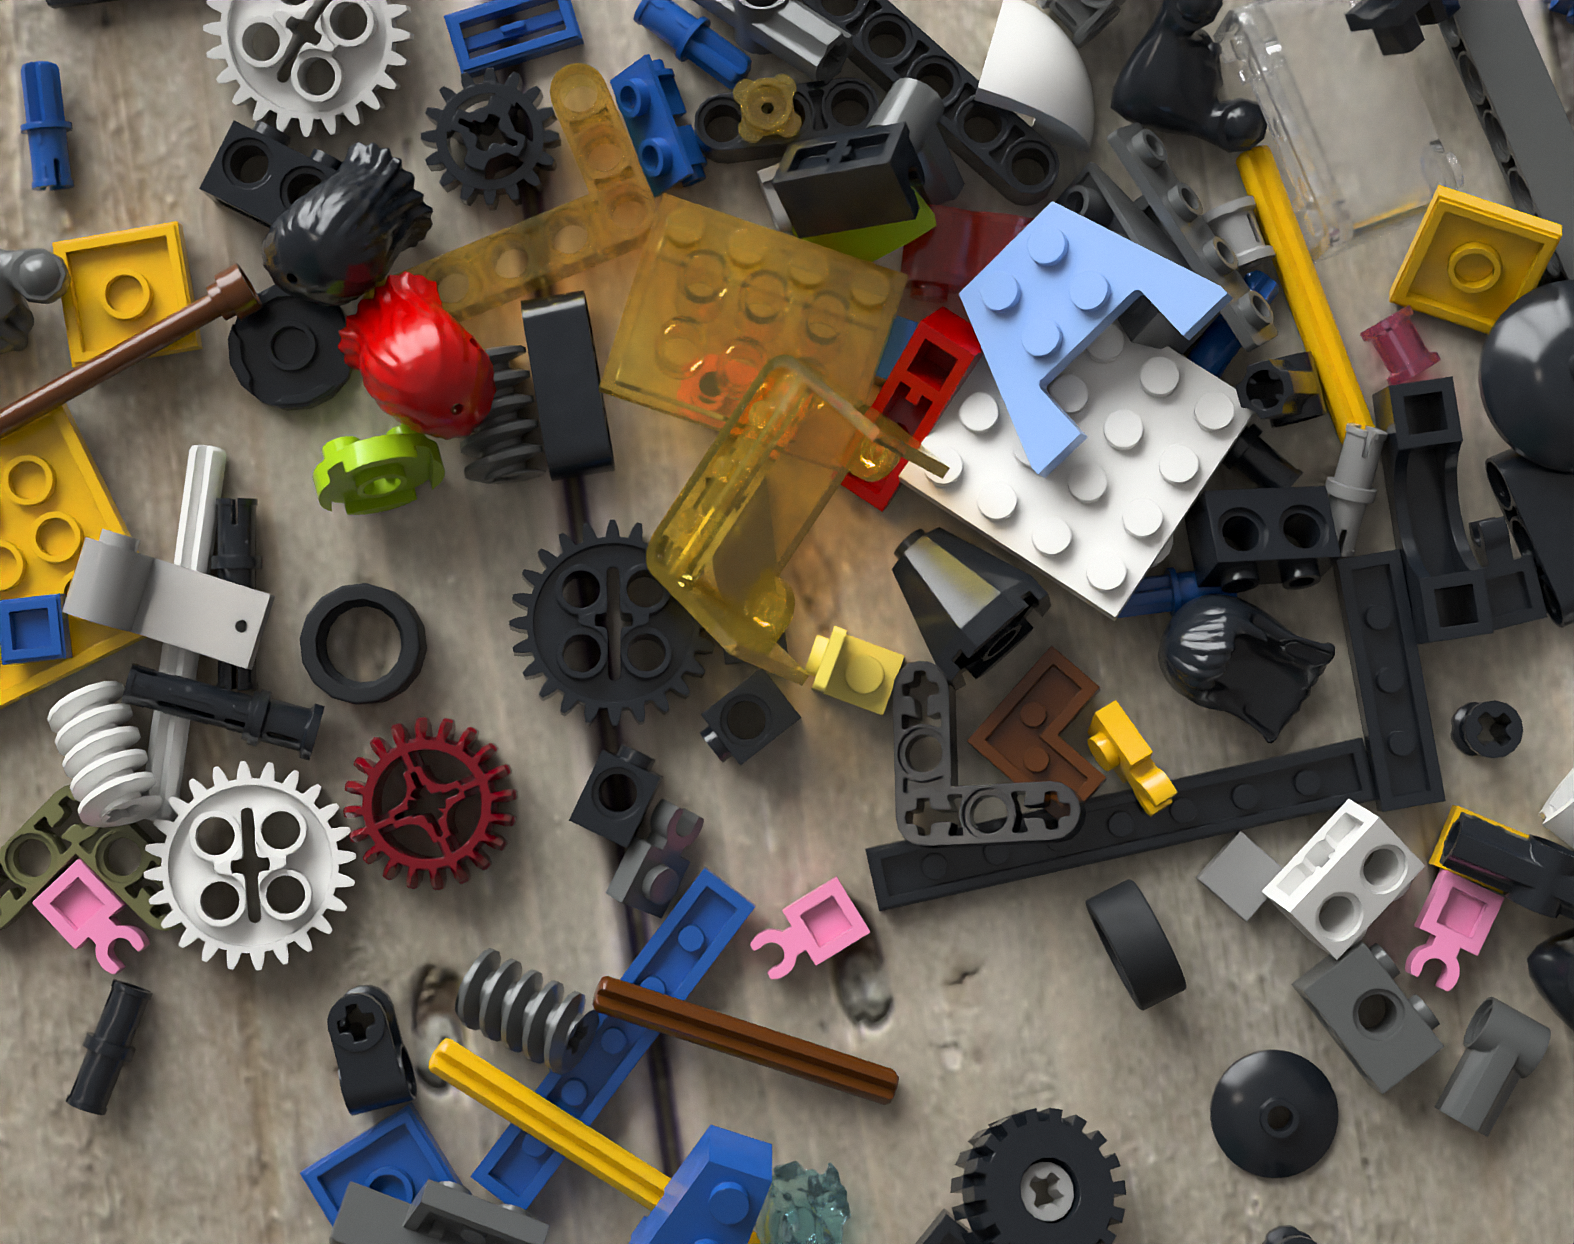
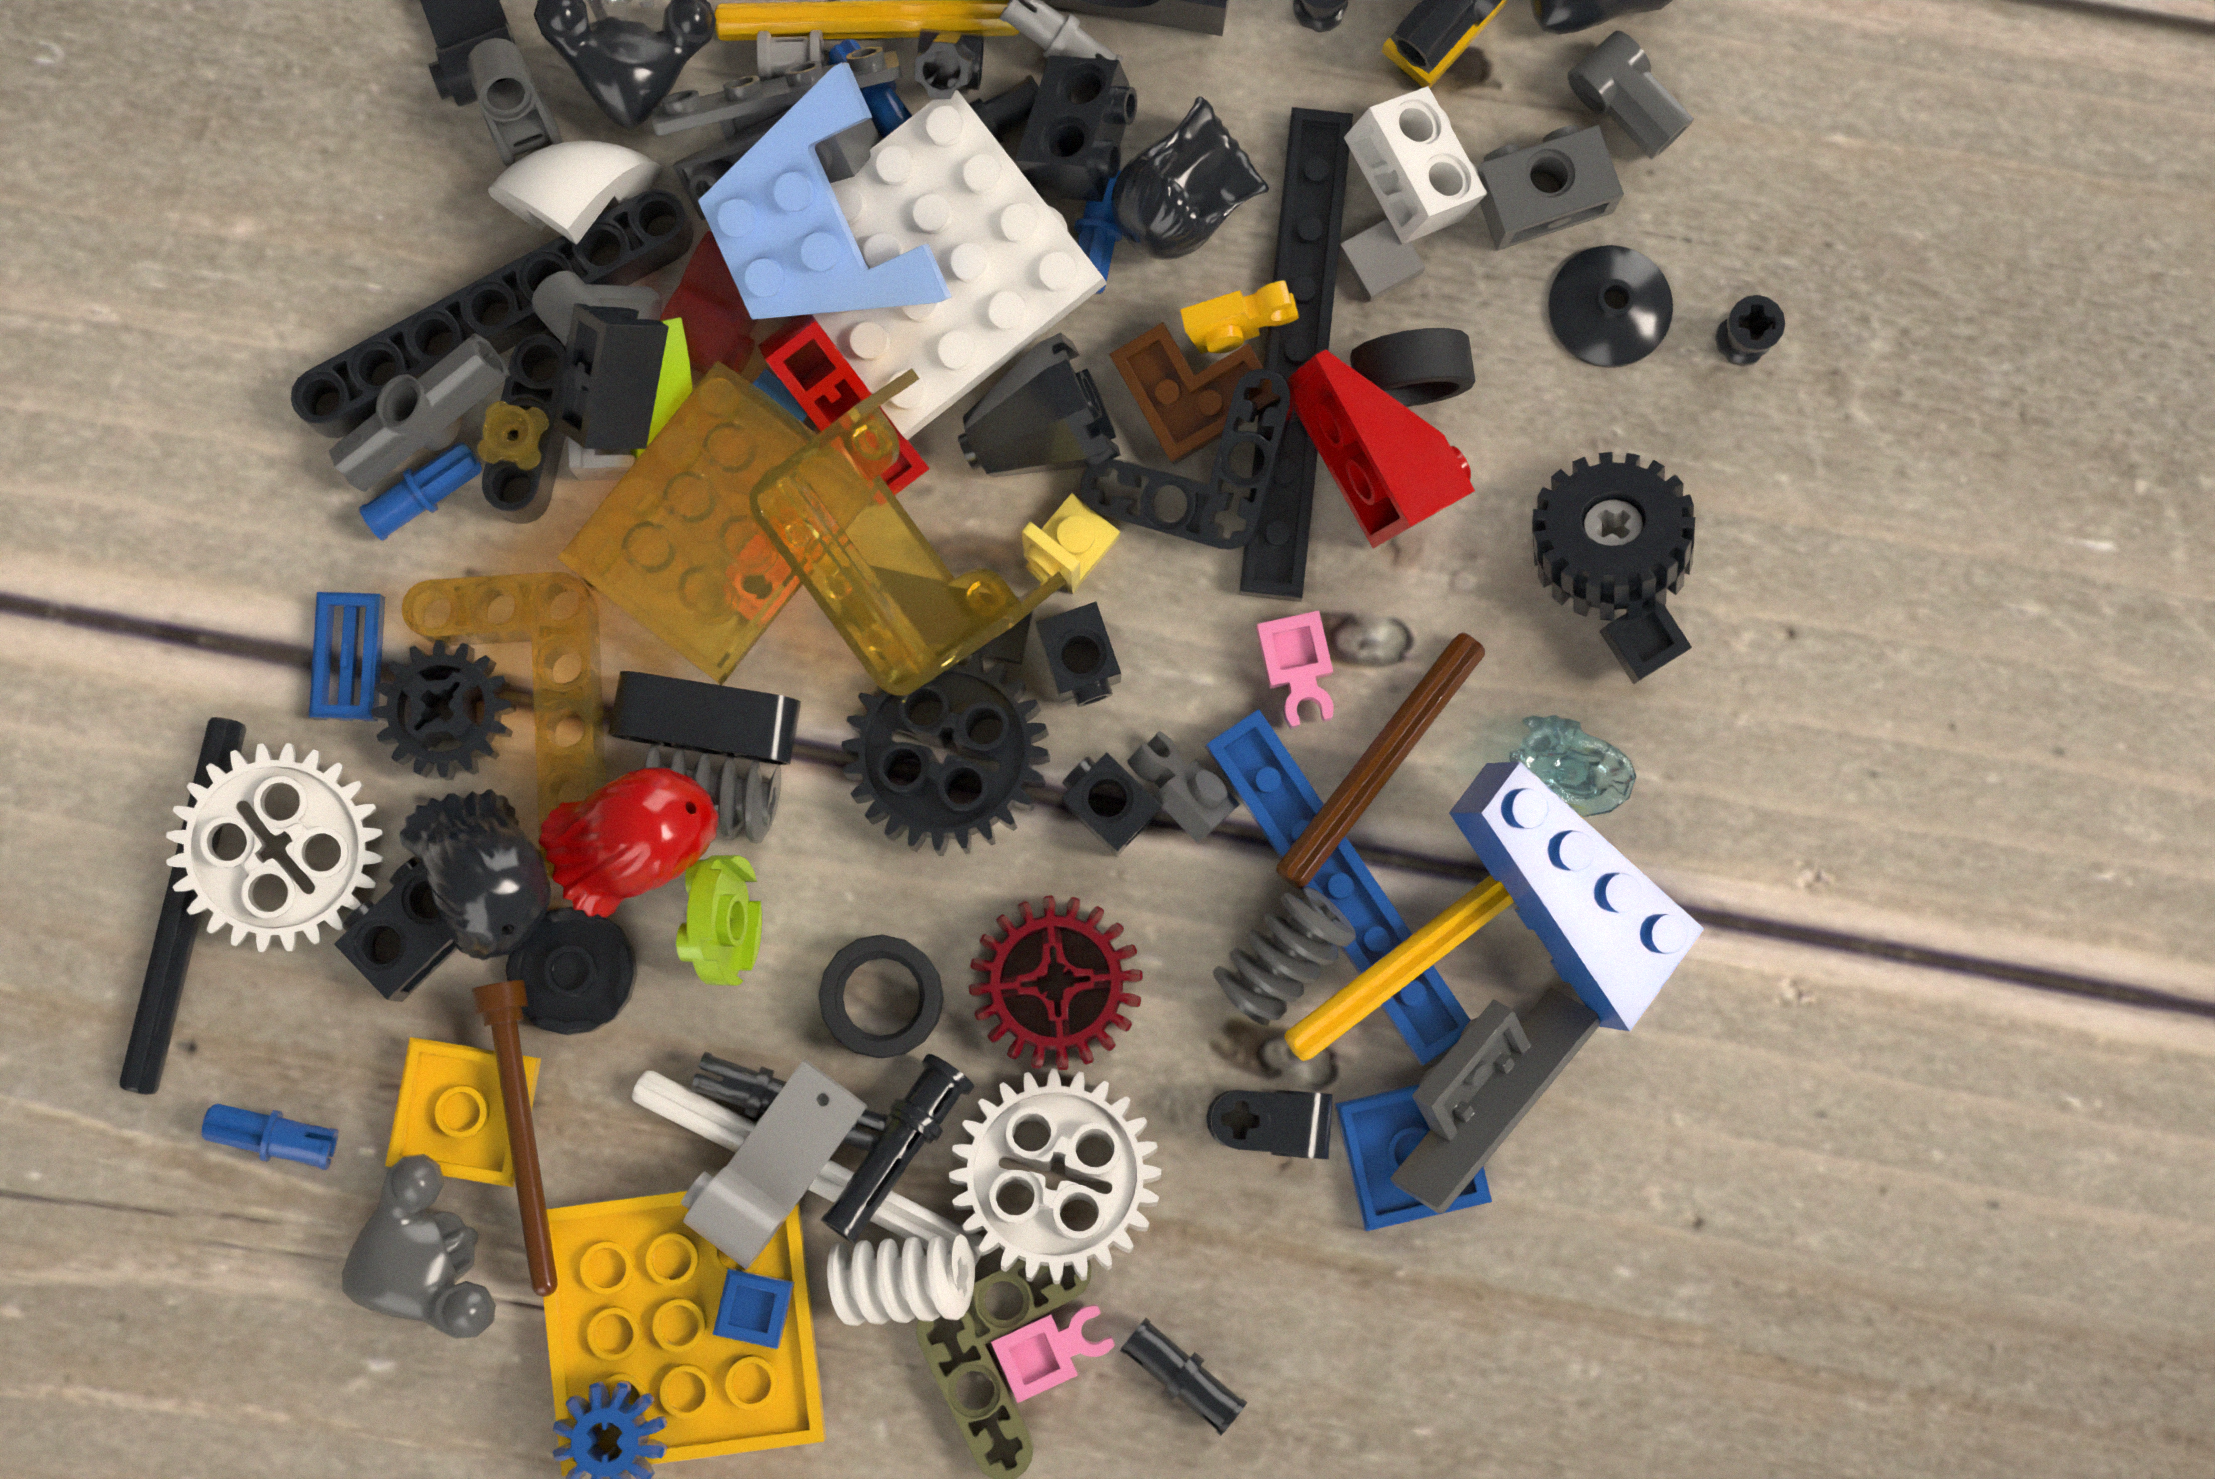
camera: 75 degrees left, 5 degrees down
(649, 105) = (477, 551): blue hinge -> none
(1031, 950) = (1377, 450): none -> red slope
(1388, 680) = (1247, 65): black plate -> none
(1457, 918) = (1487, 80): bright pink plate -> none

